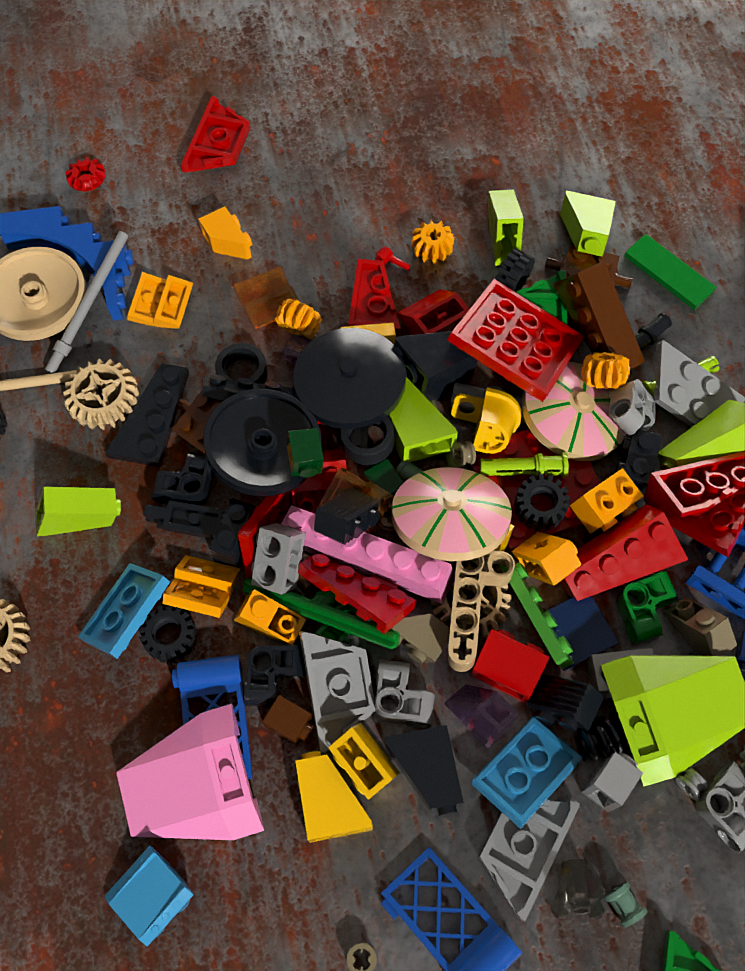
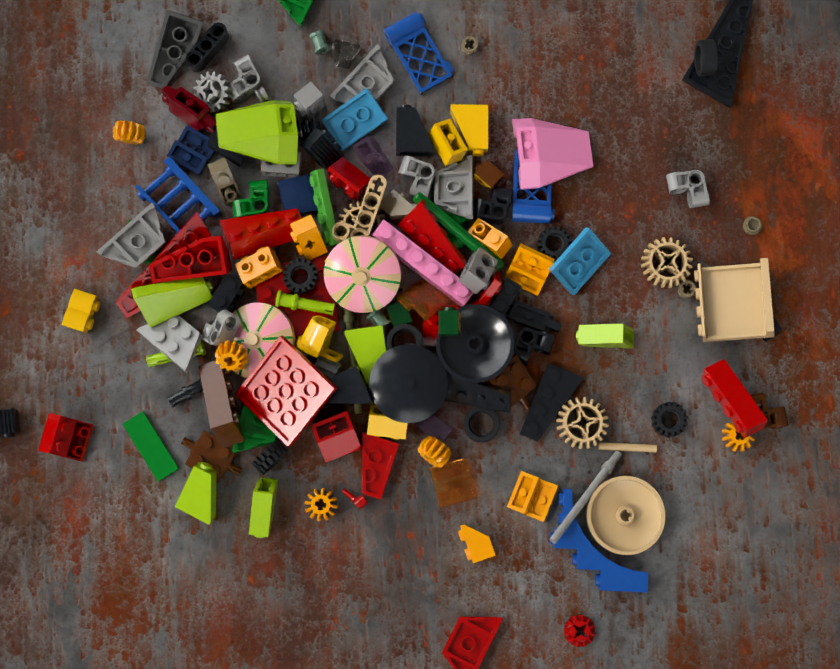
camera: 170 degrees left, 15 degrees up
(149, 895) = (580, 99): dark azure slope -> none
(347, 516) = (429, 280): black brick -> none
(463, 453) = (342, 321): dark tan bush -> none

